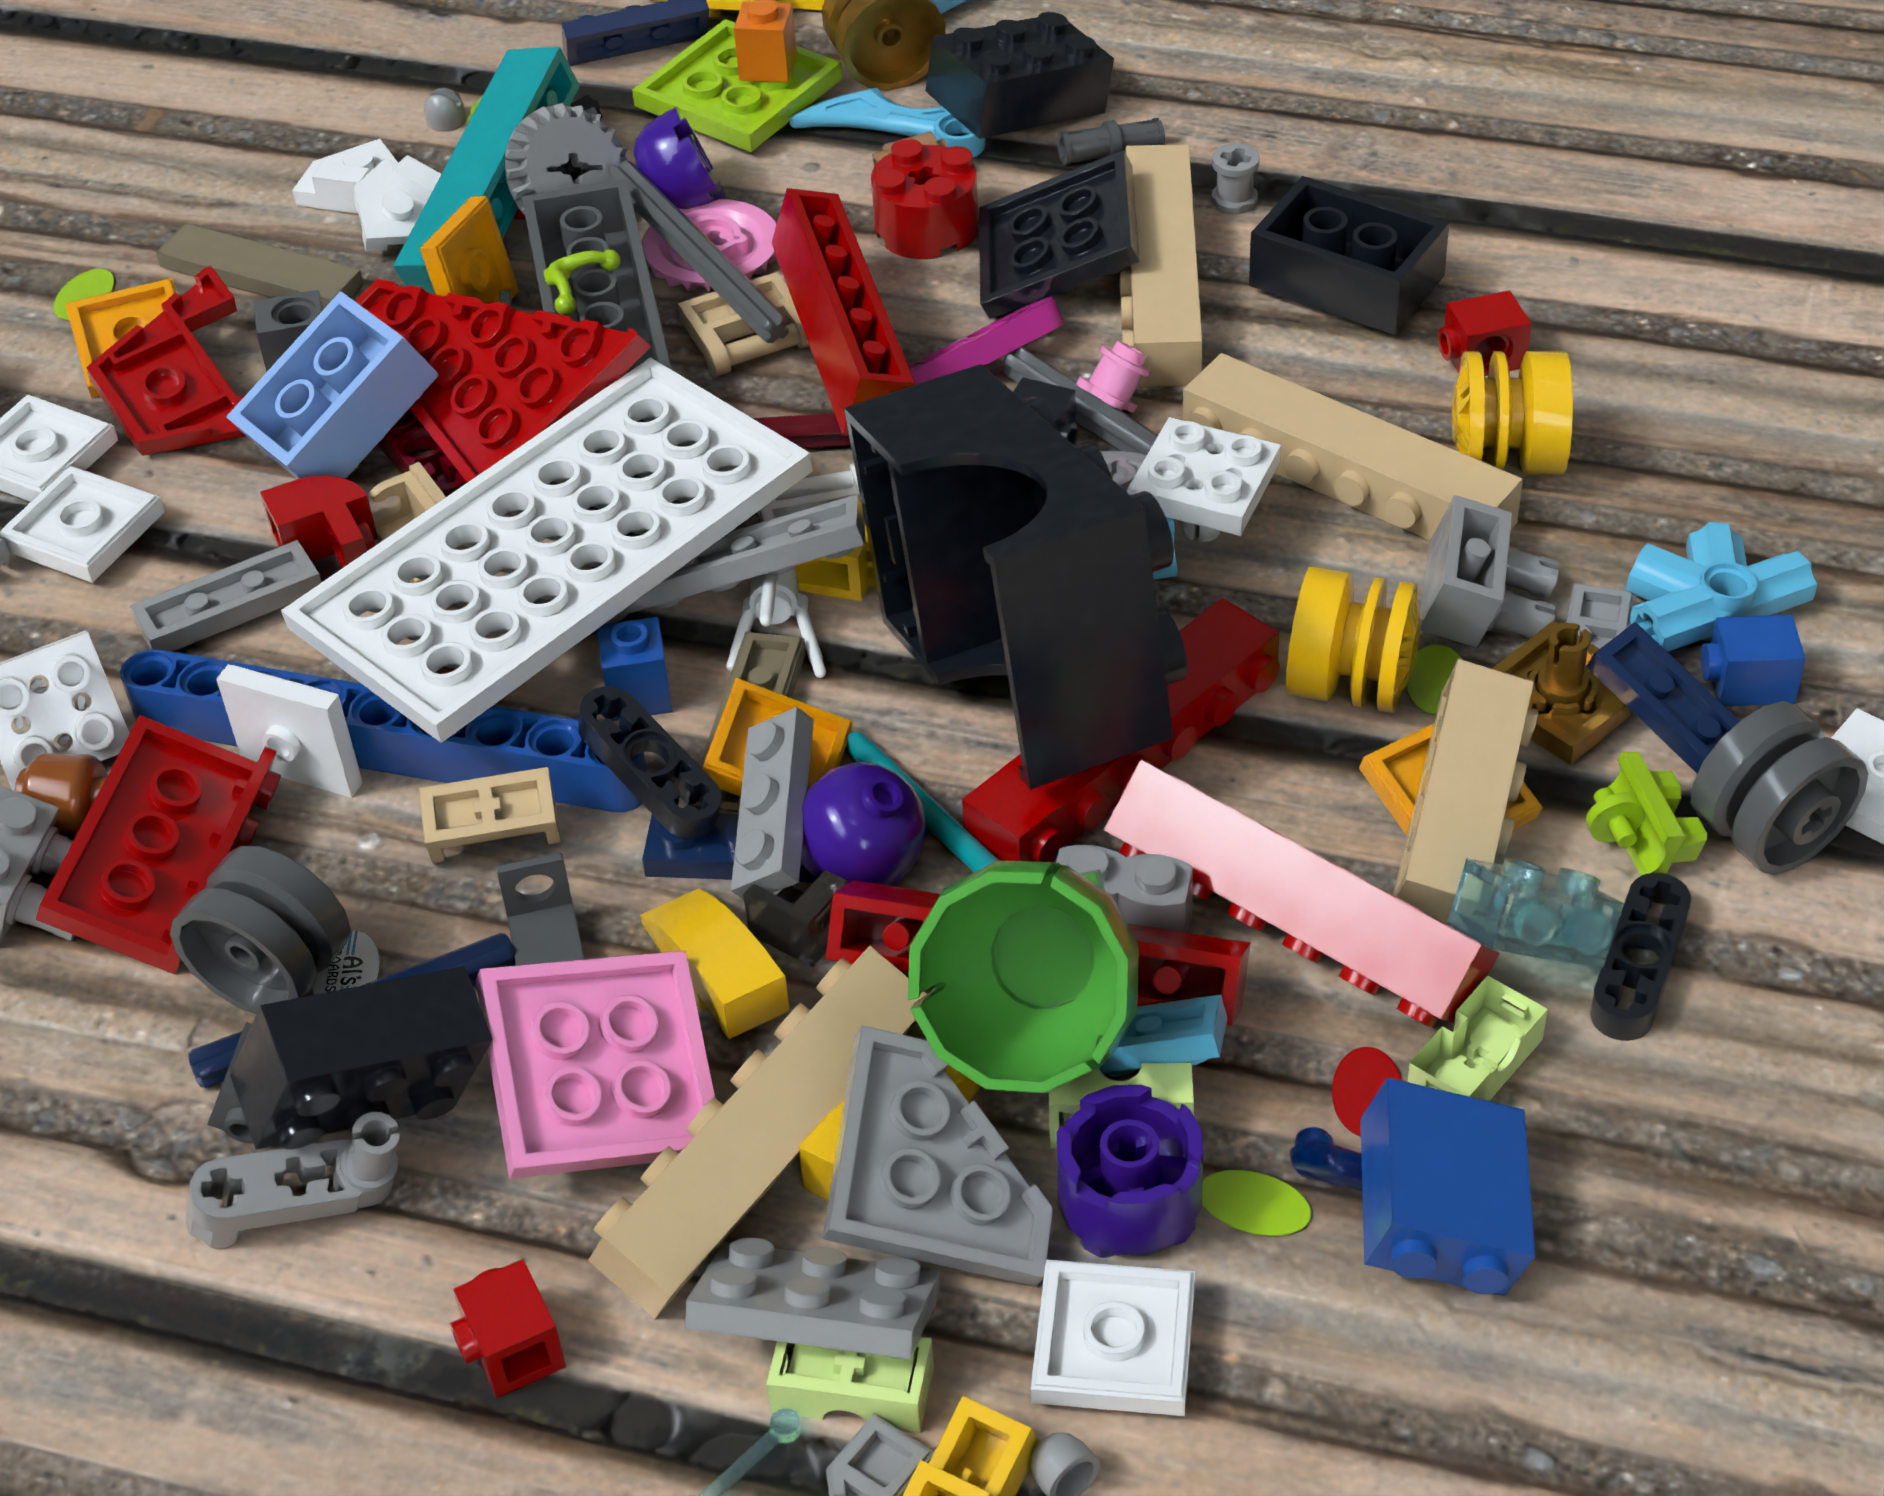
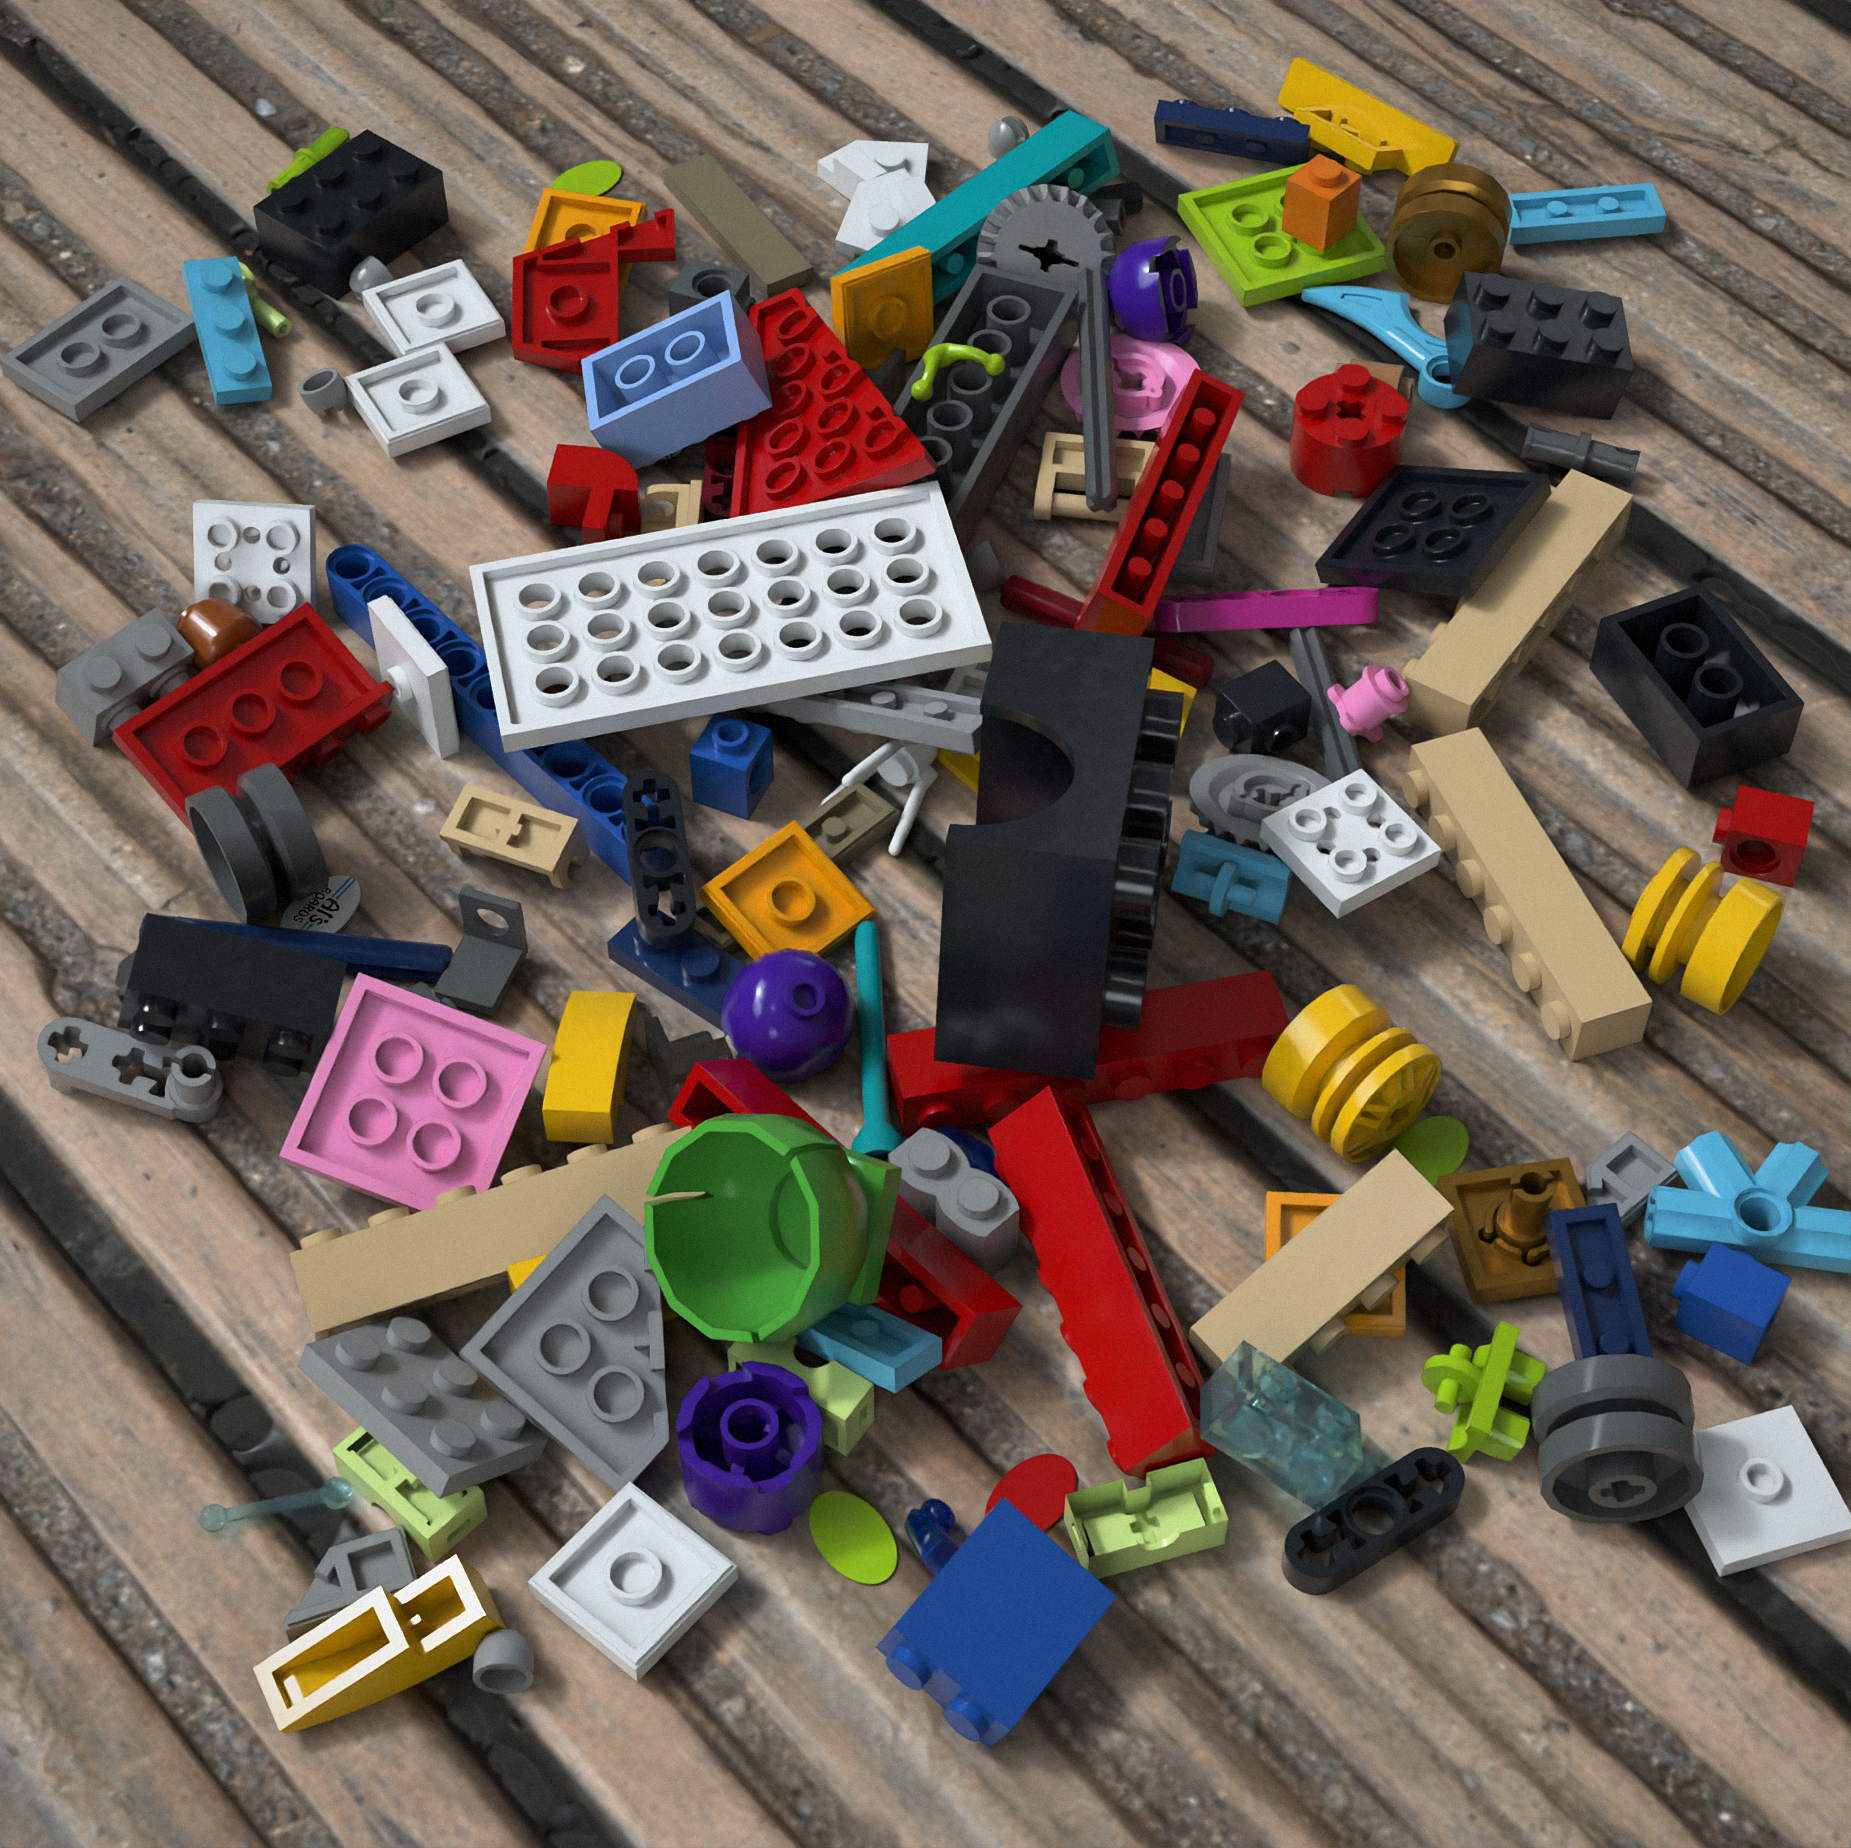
camera: 30 degrees right, 5 degrees up
(225, 598) = (472, 527): light grey plate -> none
(507, 1328) = (191, 1284): red brick -> none
(772, 803) = (724, 950): light grey plate -> none
(1235, 178) = (1664, 542): light grey bush -> none
(1468, 576) = (1533, 1055): light grey brick -> none

